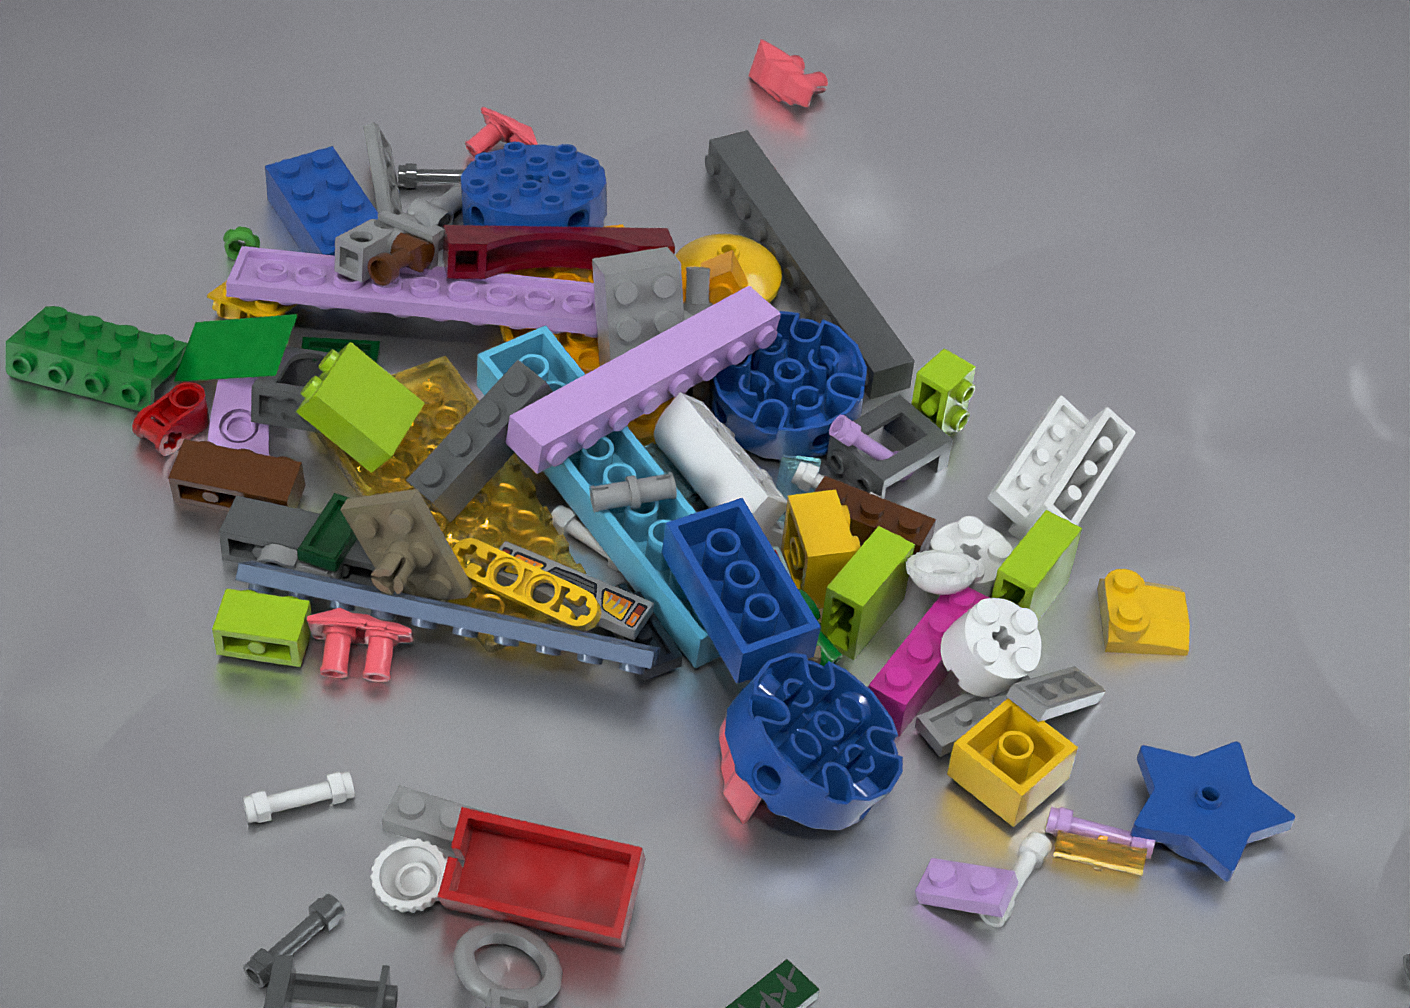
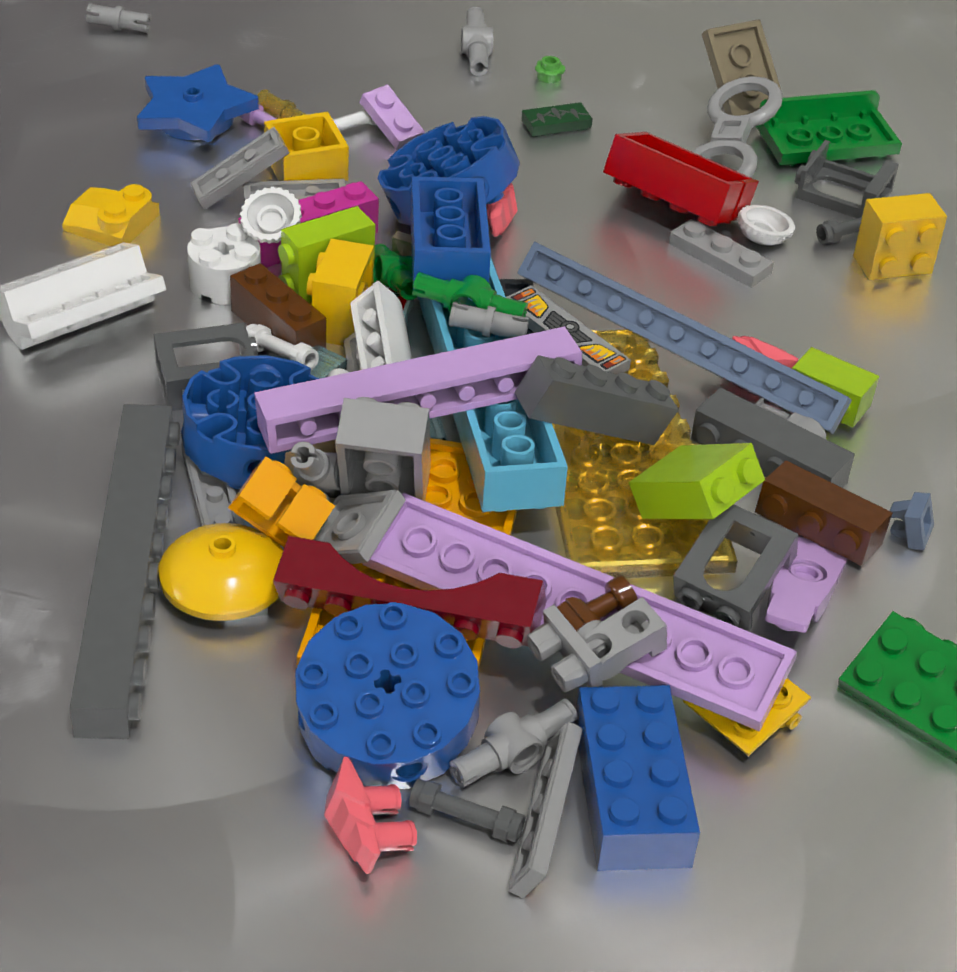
camera: 155 degrees left, 5 degrees down
(148, 506) = (916, 518): none -> sand blue tile
(175, 417) = (870, 596): red piece -> none
(228, 880) = (899, 236): none -> yellow brick
(232, 238) = (748, 786): bright green plate -> none
(235, 348) = (800, 601): green sticker -> none
(328, 538) = (752, 413): dark green tile -> none
(336, 787) = (861, 297): white bar -> none
(406, 546) = (703, 349): dark tan plate -> none
(528, 579) = (606, 329): yellow beam -> none
(652, 514) = (460, 291): none -> green pin
(850, 434) = (249, 344): lavender bar -> none
(944, 391) = (128, 366): lime brick -> none
(992, 646) = (274, 168): white brick -> none
(1039, 564) = (169, 218): lime brick -> none

